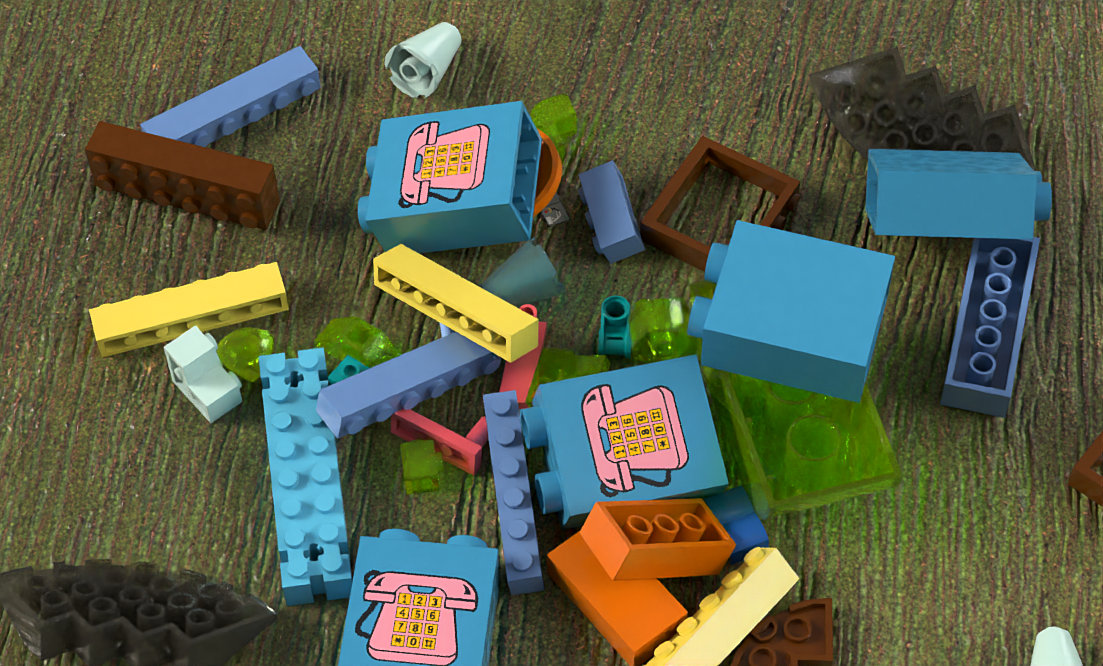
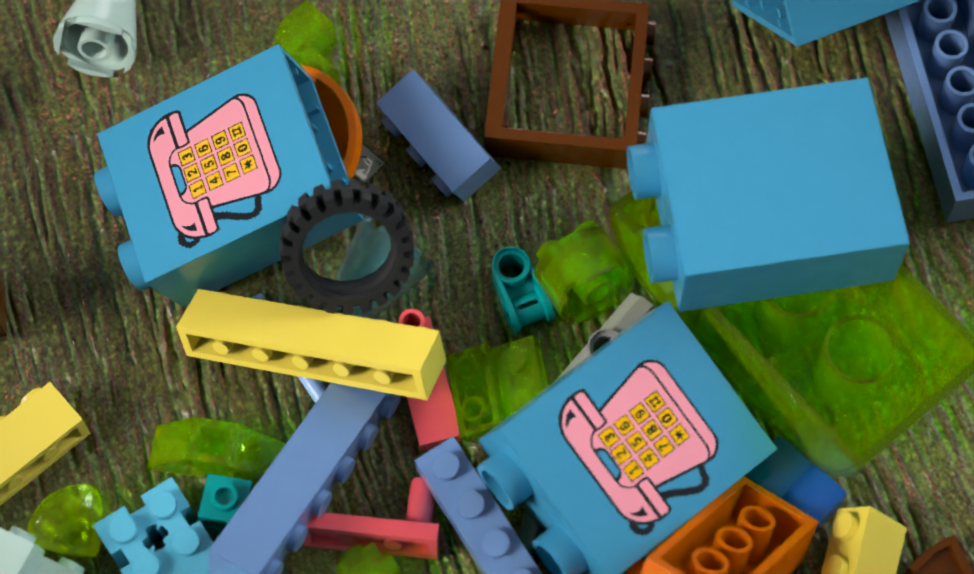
camera: 25 degrees left, 10 degrees up
(481, 272) = (355, 292): none -> black tyre

